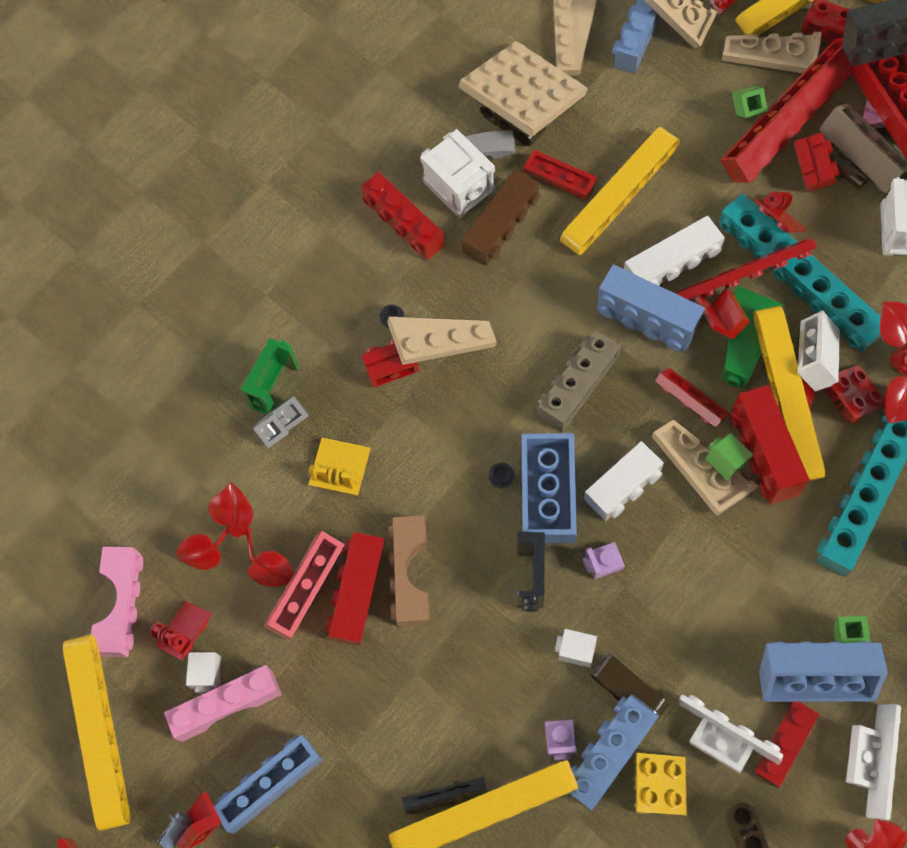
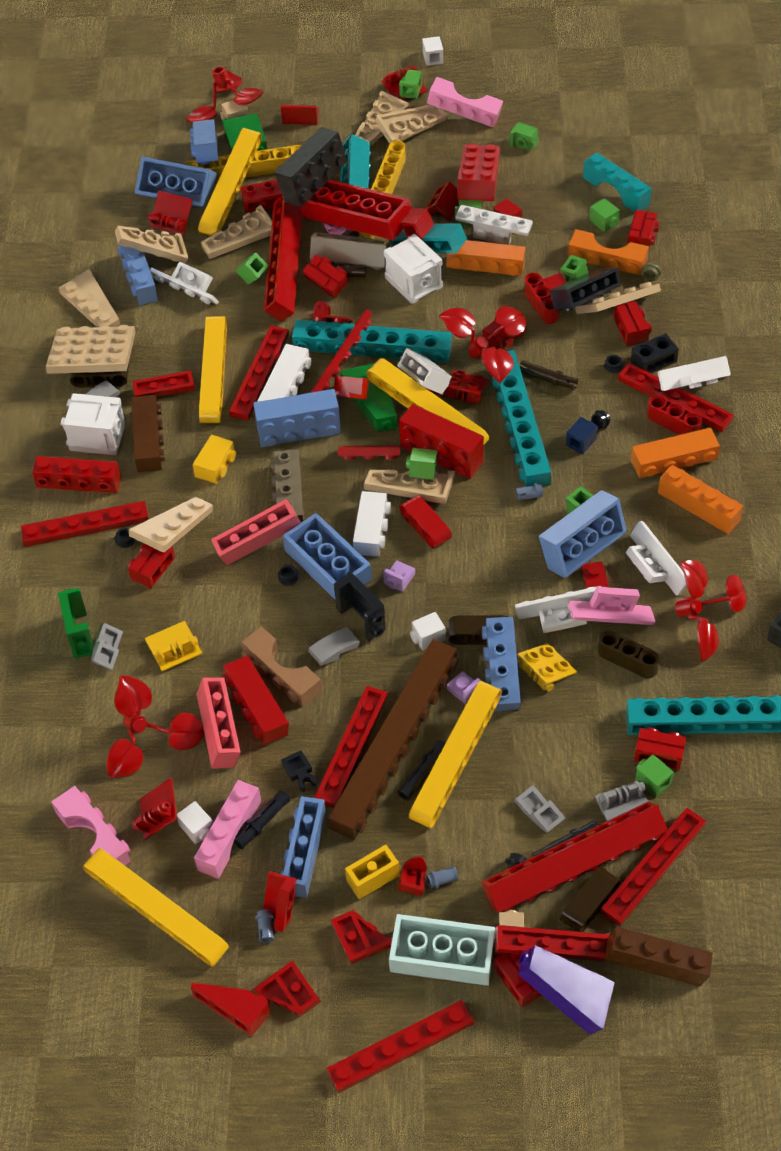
camera: 45 degrees left, 15 degrees down
(260, 717) = (254, 826): none -> black pin
(336, 691) = (298, 768): none -> black plate
(372, 272) = (84, 523): none -> red plate
(401, 711) = (351, 745): none -> red plate
(446, 738) = (393, 740): none -> reddish brown brick
(477, 588) = (330, 647): none -> light grey slope
(503, 409) = (256, 532): none -> coral brick
(538, 293) = (214, 459): none -> yellow brick
(661, 225) = (259, 372): none -> red plate
(679, 521) = (425, 521): none -> red beam
(680, 73) = (188, 279): none -> white bracket
(777, 784) = (613, 606): none -> bright pink bracket
(813, 571) = (530, 492): none -> sand blue pin

